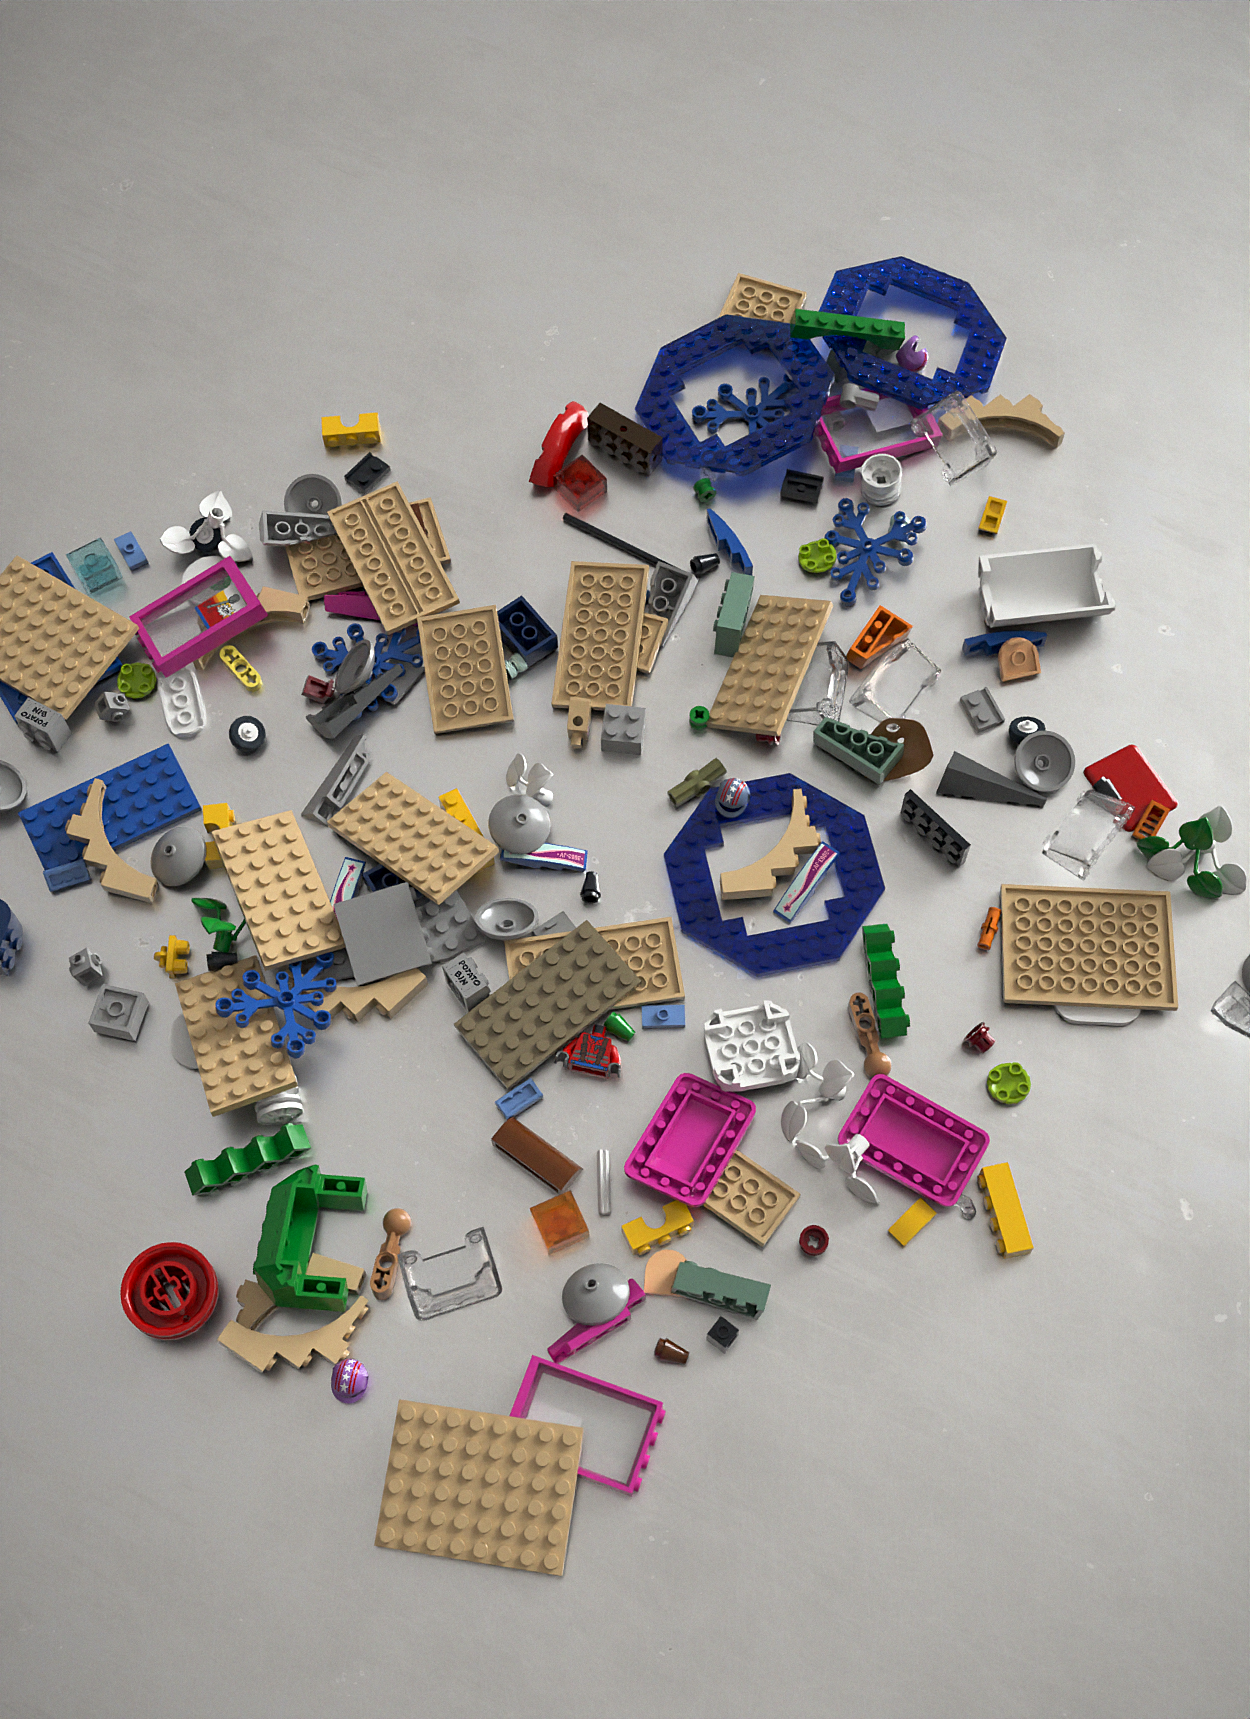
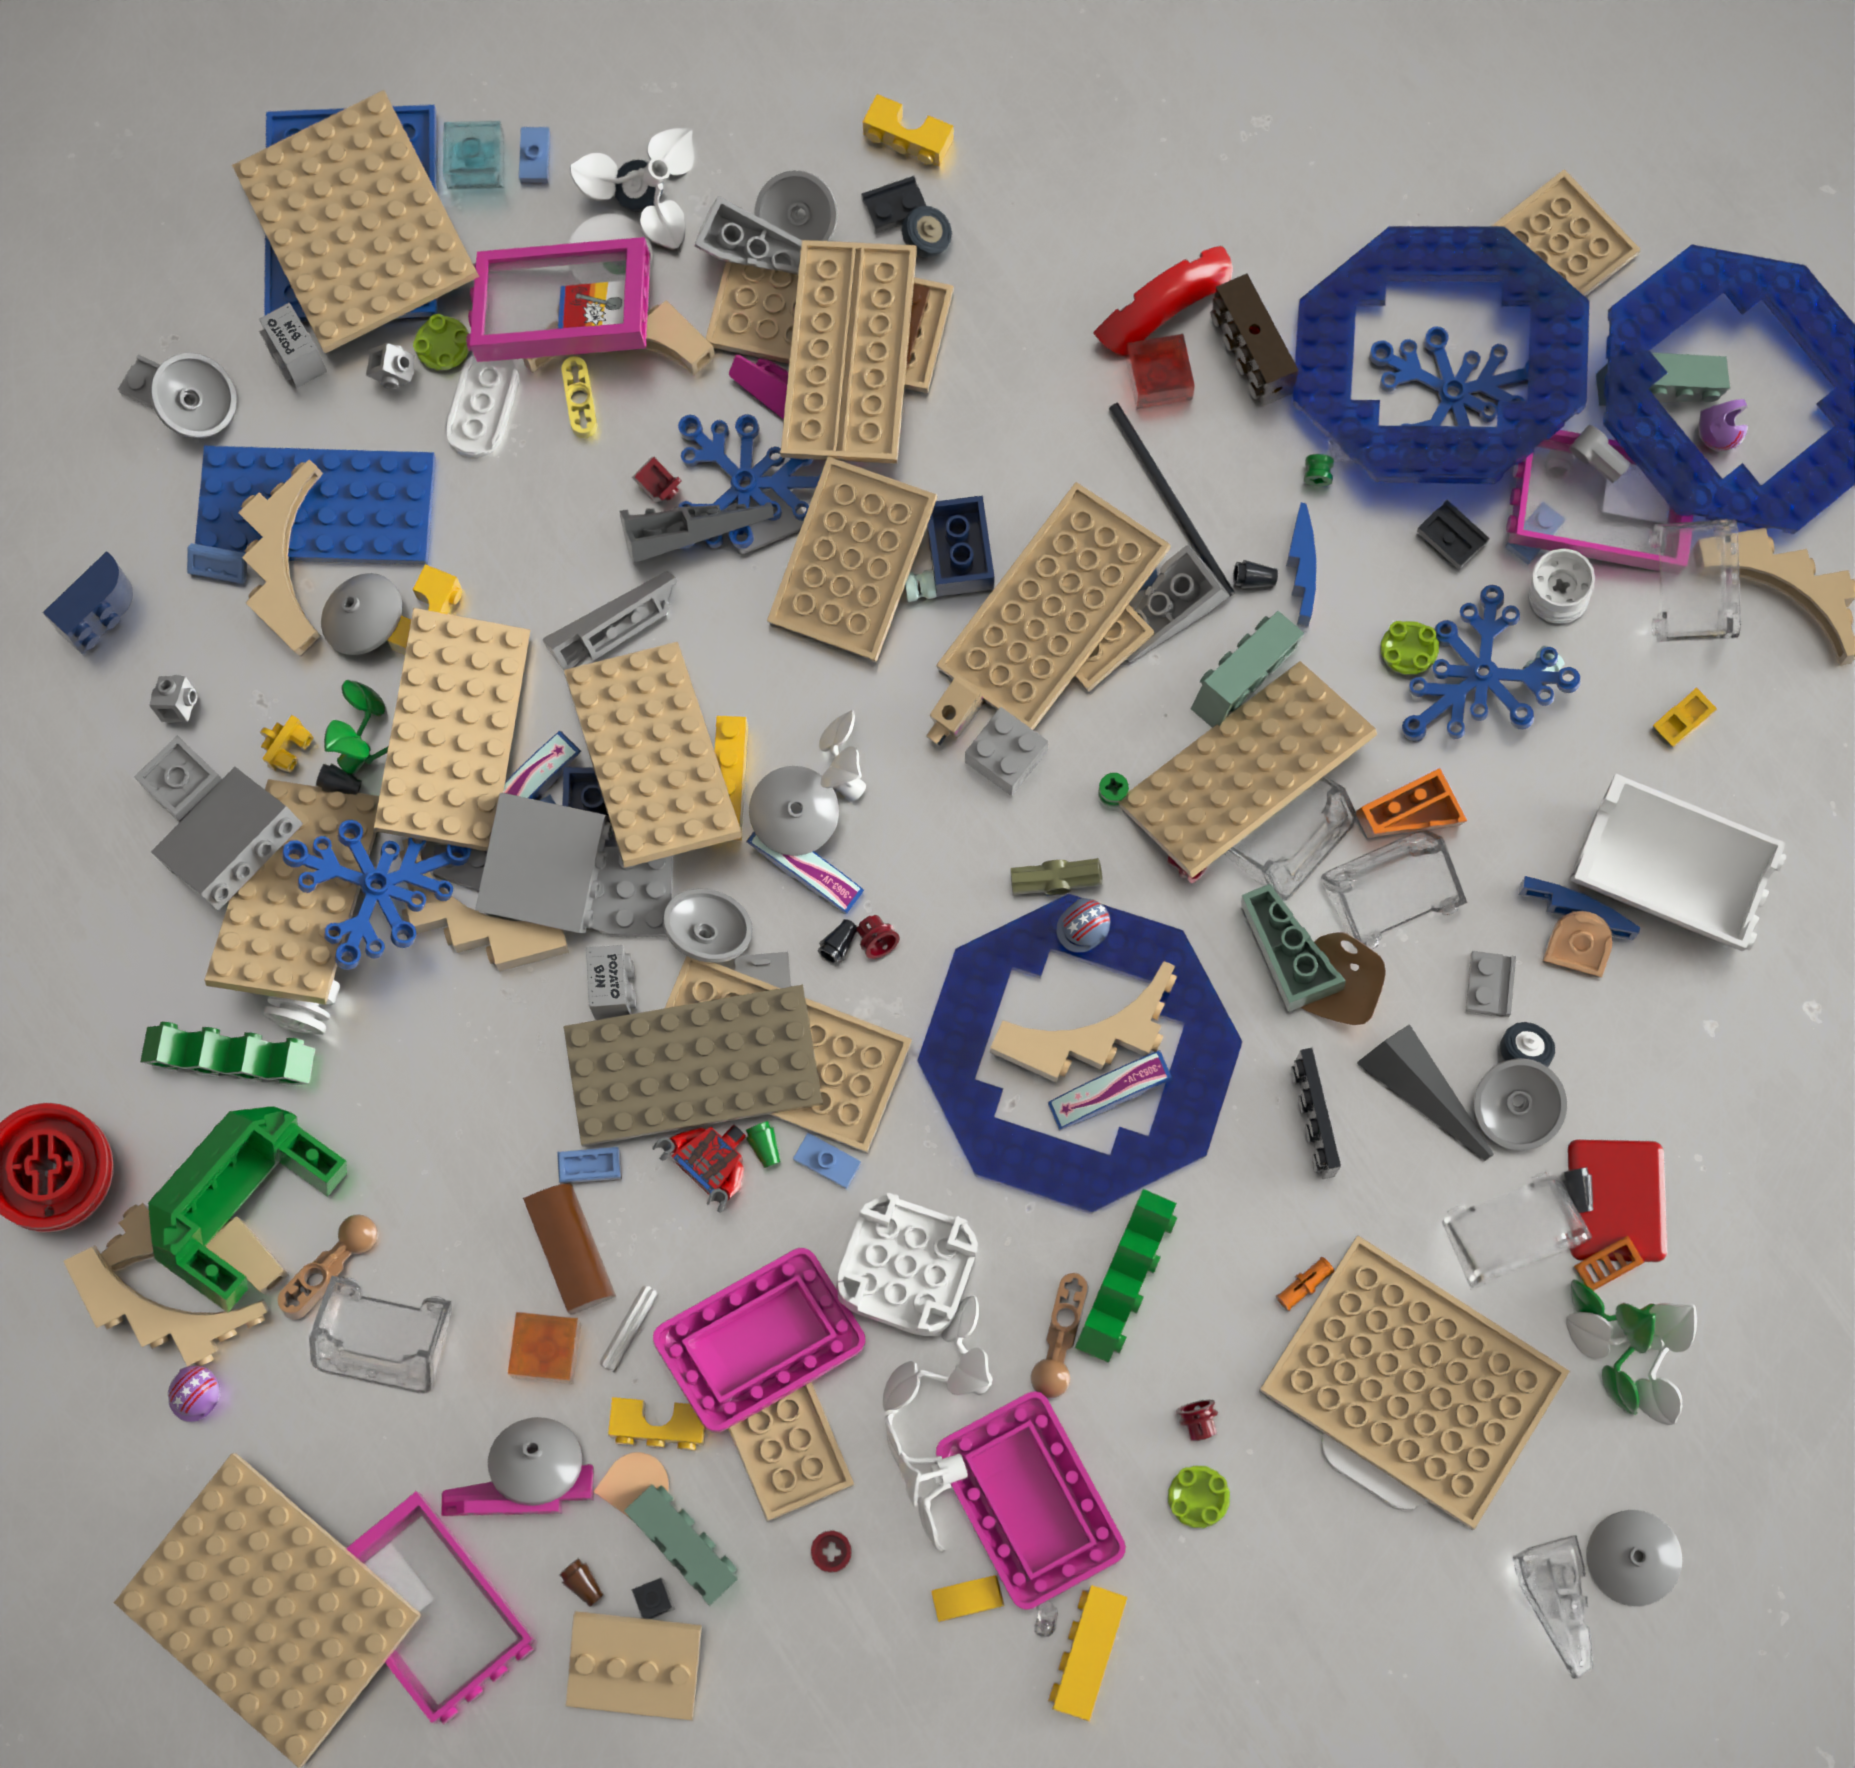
camera: 30 degrees right, 10 degrees up
(171, 1025) = (227, 838): none -> light grey panel
(247, 733) = (535, 494): black wheel -> none
(355, 667) = (714, 481): light grey dish -> none
(396, 471) = (927, 230): none -> black wheel
(612, 871) = (870, 943): none -> dark red piece
(736, 1381) = (633, 1665): none -> tan plate
(813, 324) = (1684, 368): green arch -> none

